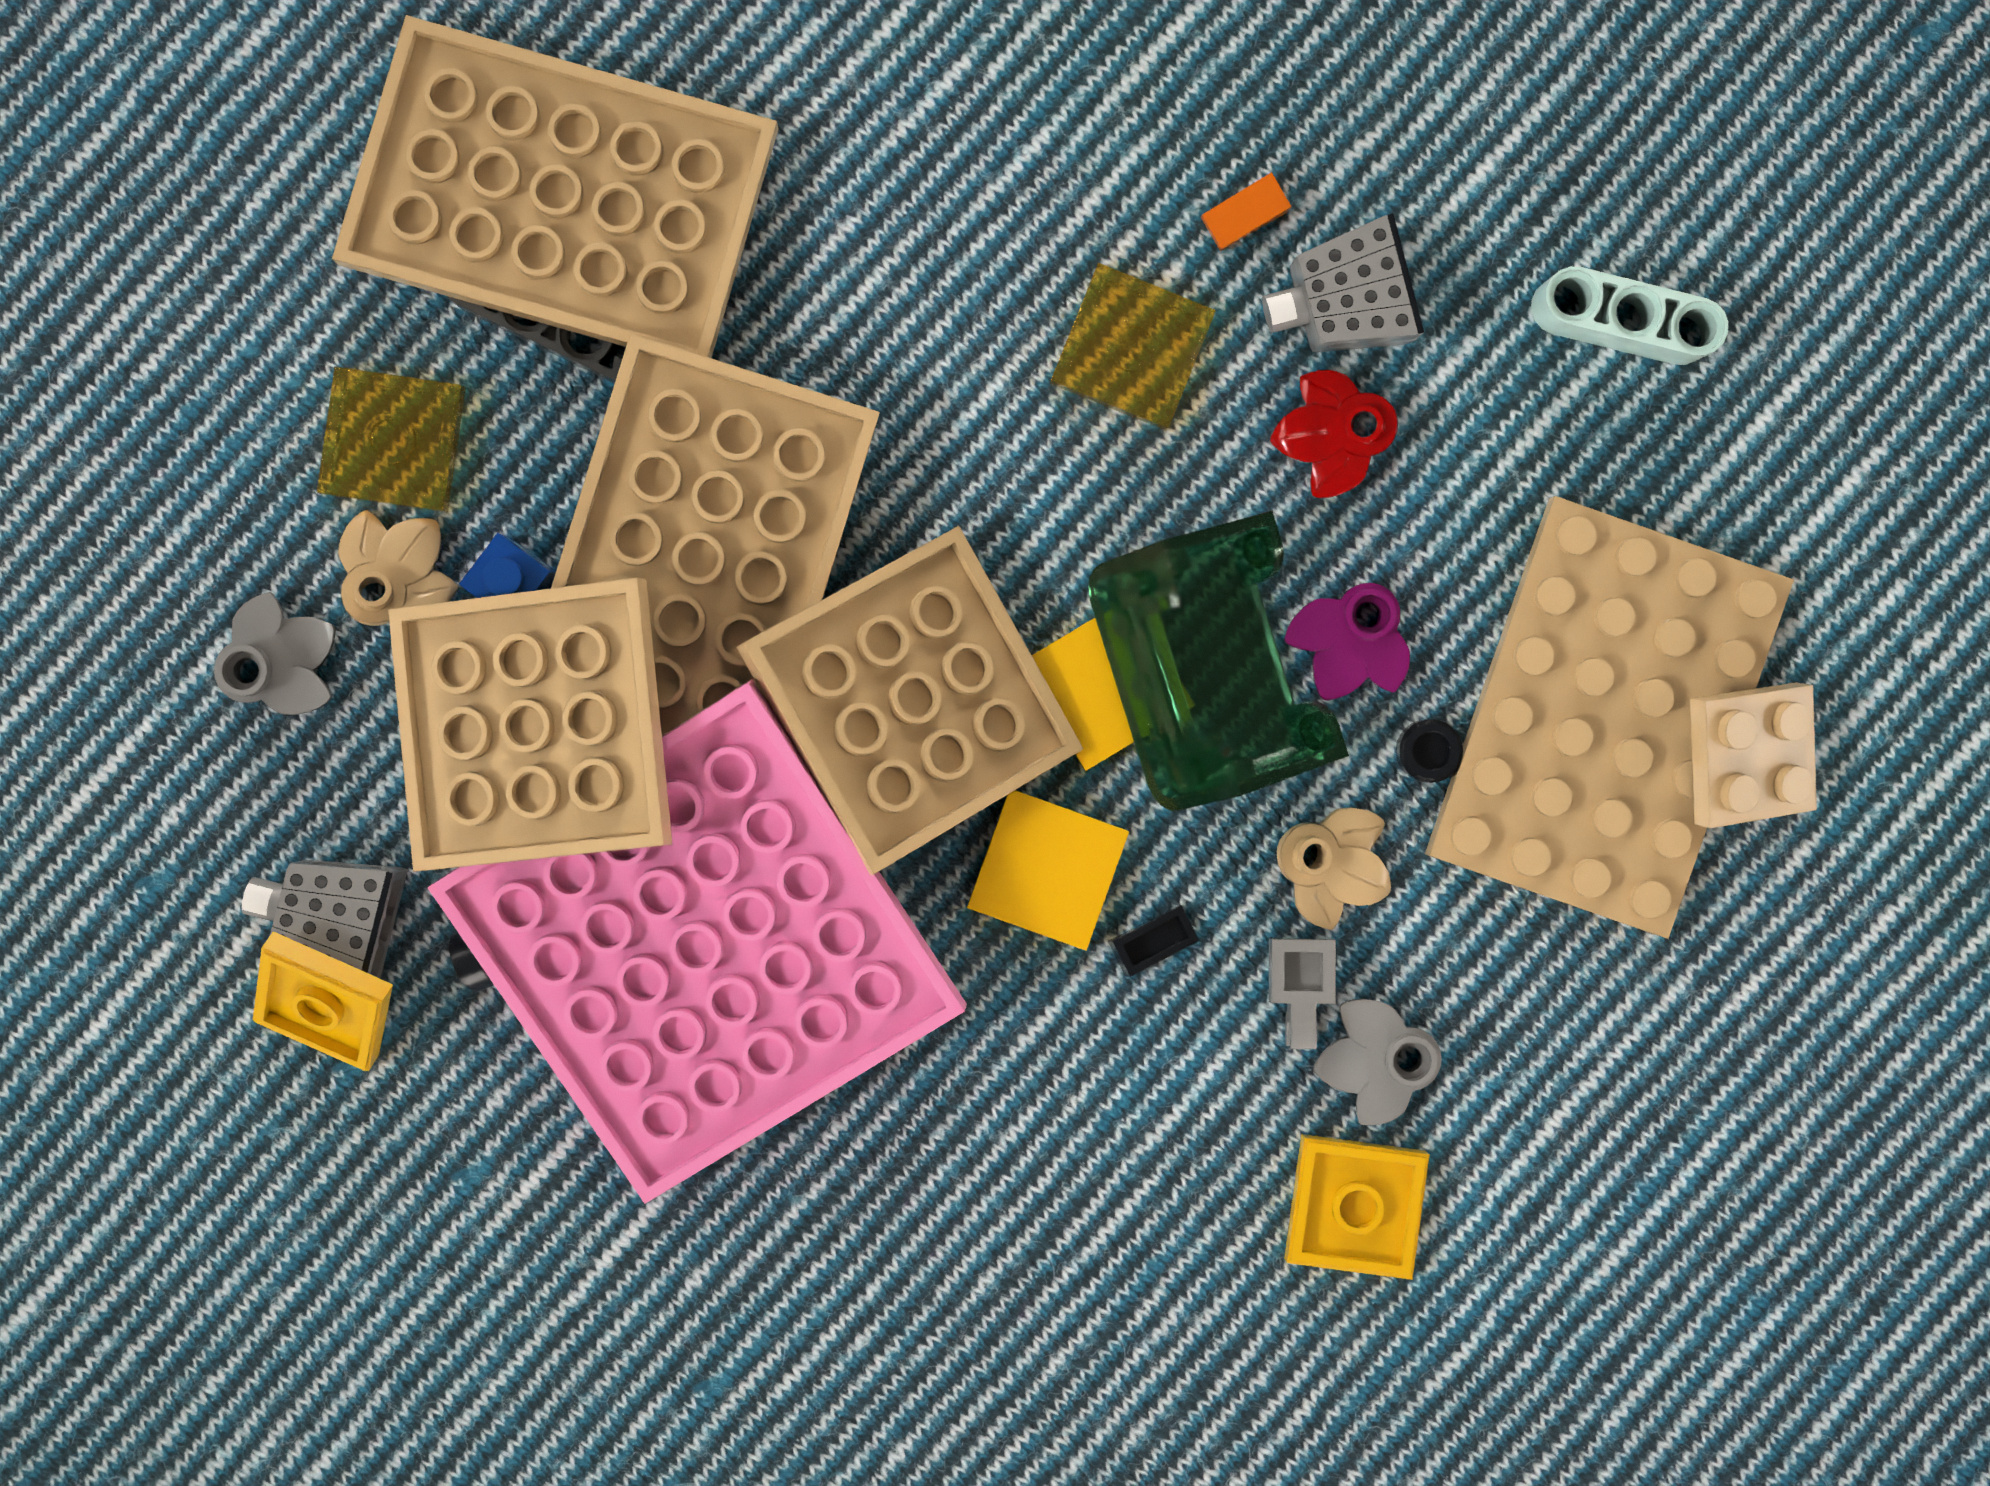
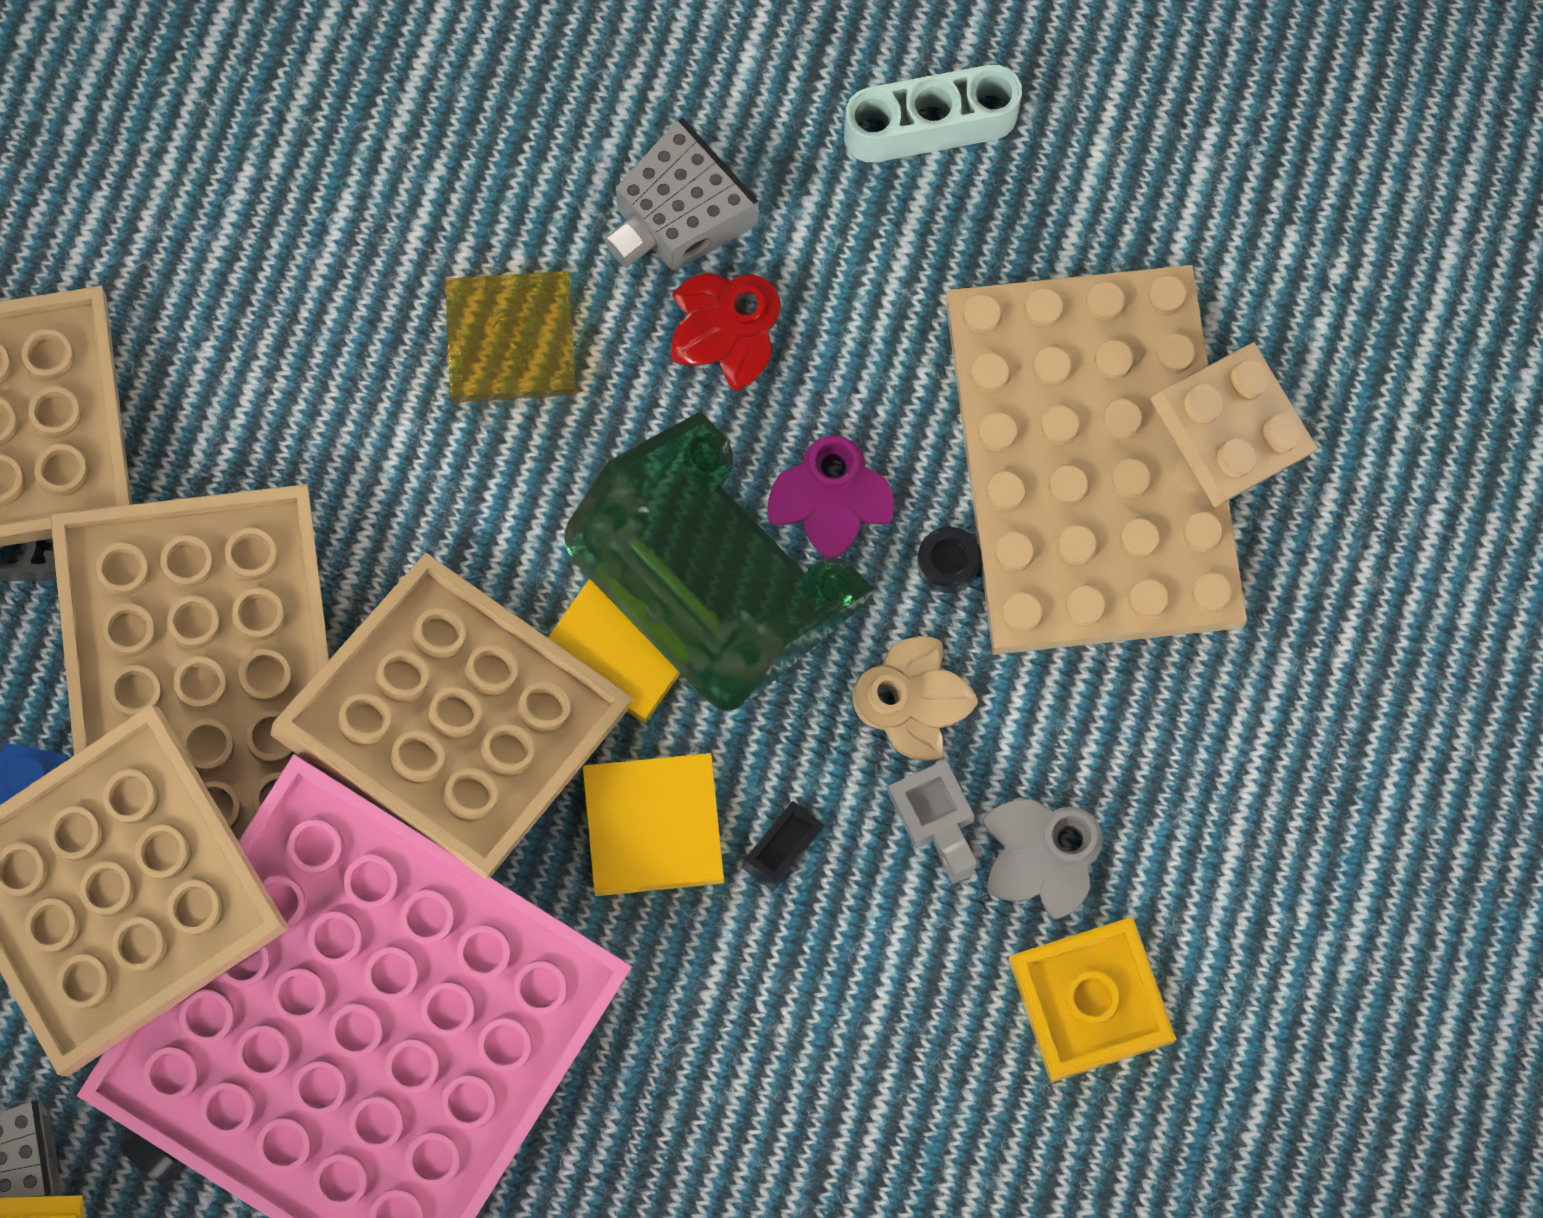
camera: 30 degrees left, 15 degrees down
(1246, 211) = (556, 180): orange piece -> none

